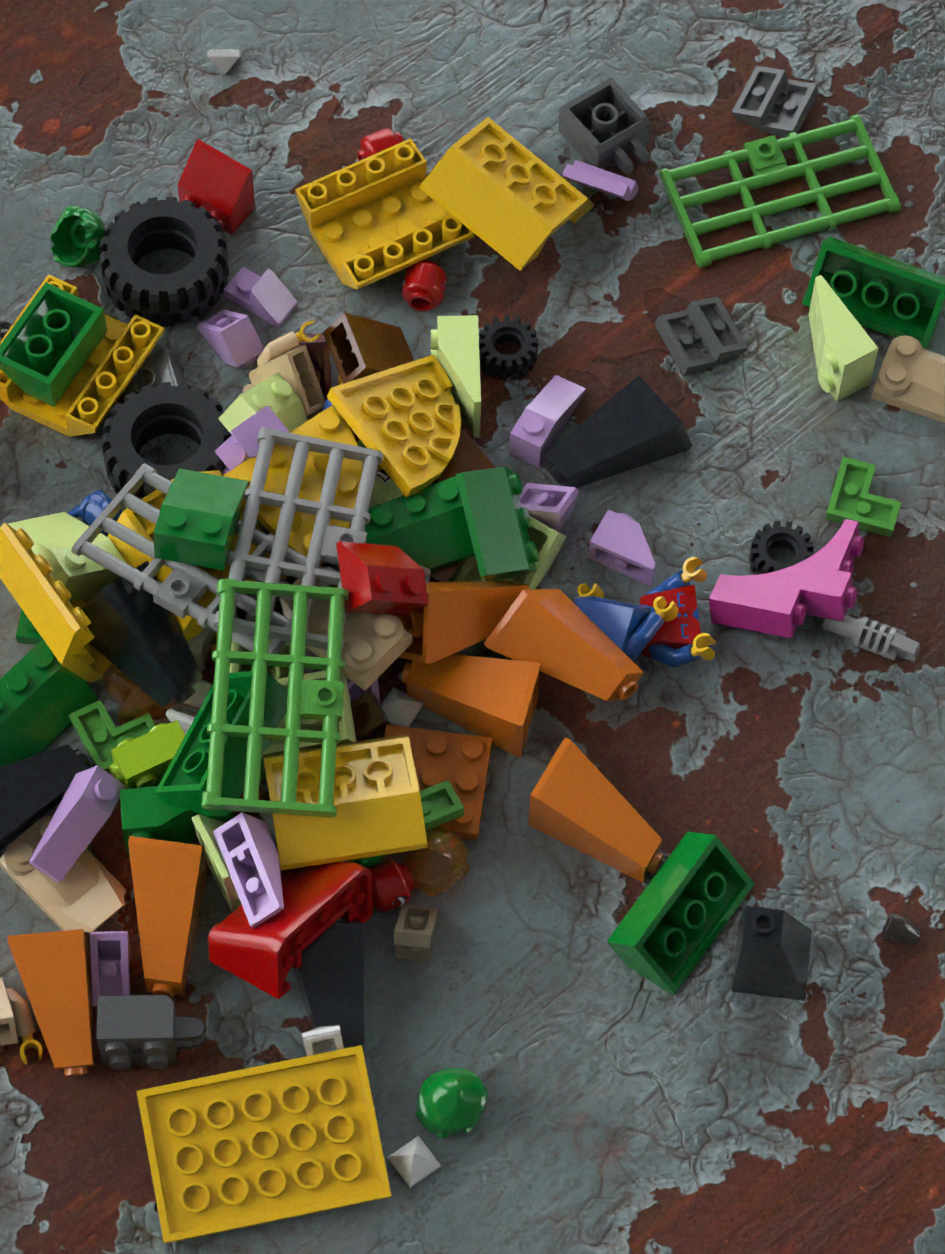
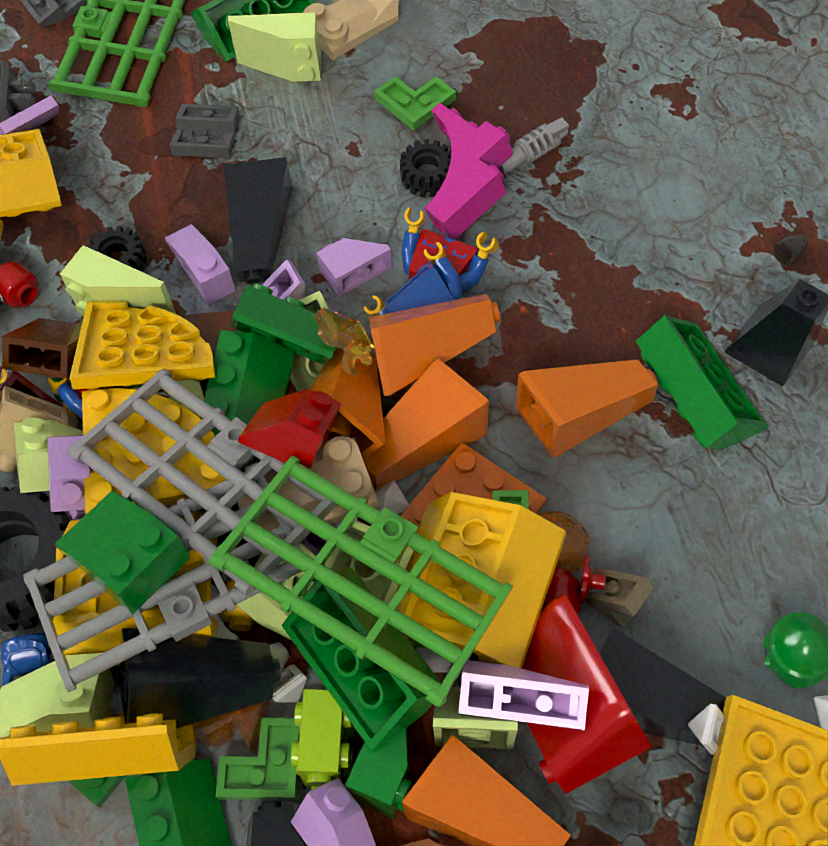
camera: 55 degrees left, 0 degrees up
(410, 897) = (590, 580): none -> red plant
(506, 573) = (346, 334): none -> clear yellow plate

